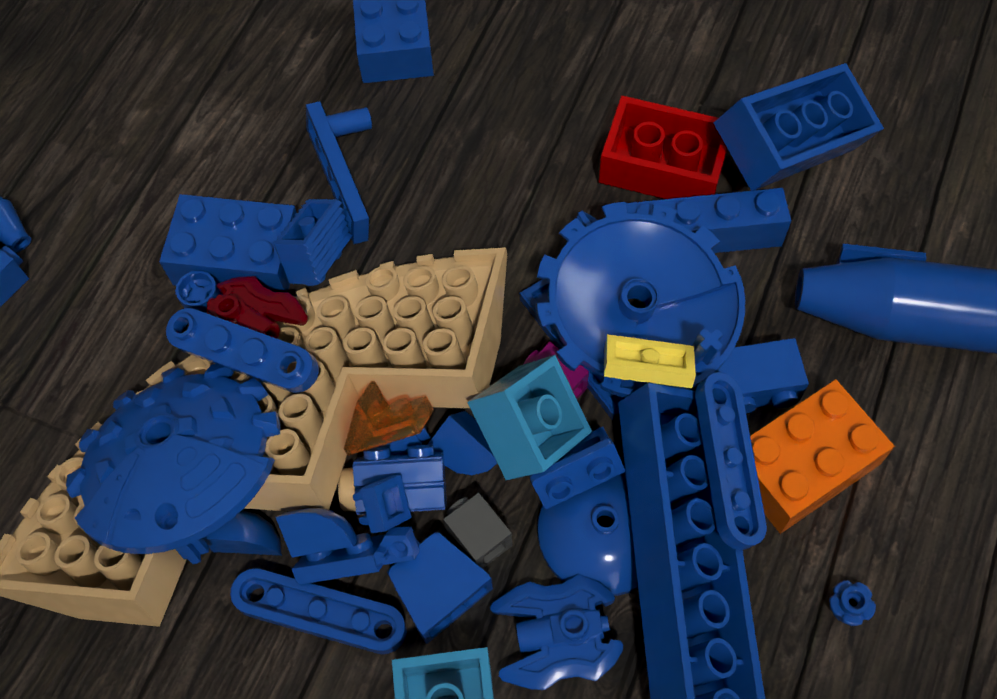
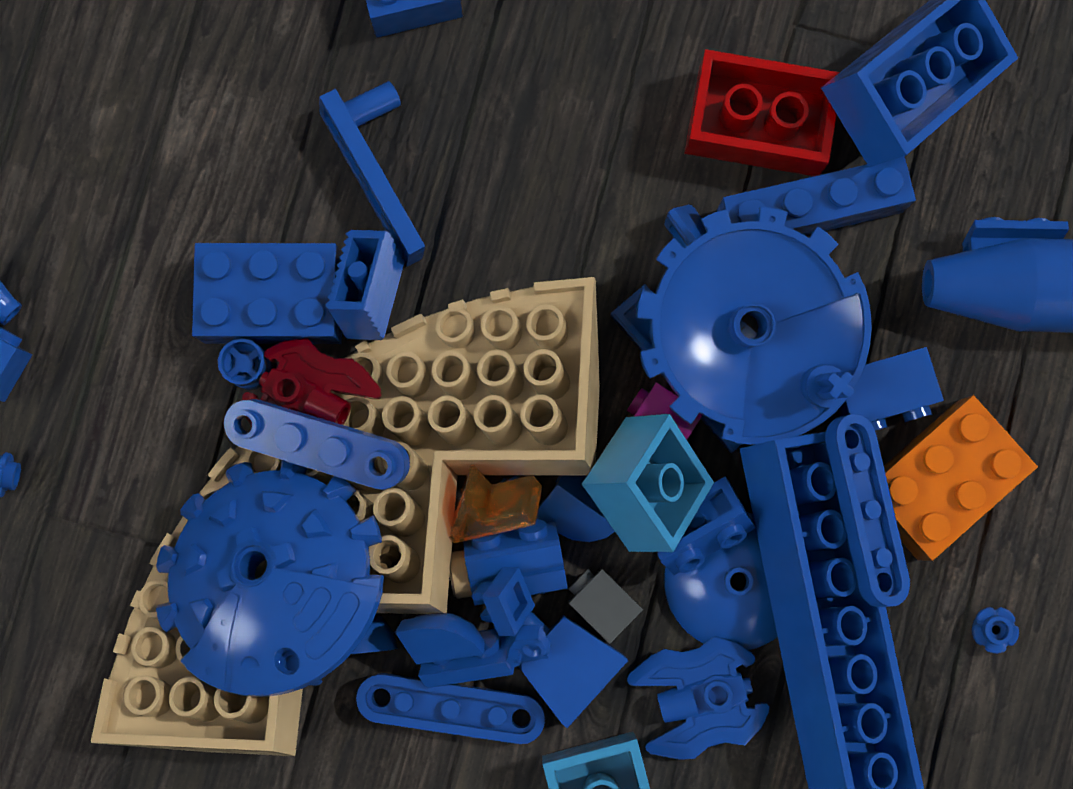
camera: 10 degrees left, 20 degrees up
(649, 361) = (773, 411): light yellow plate -> none

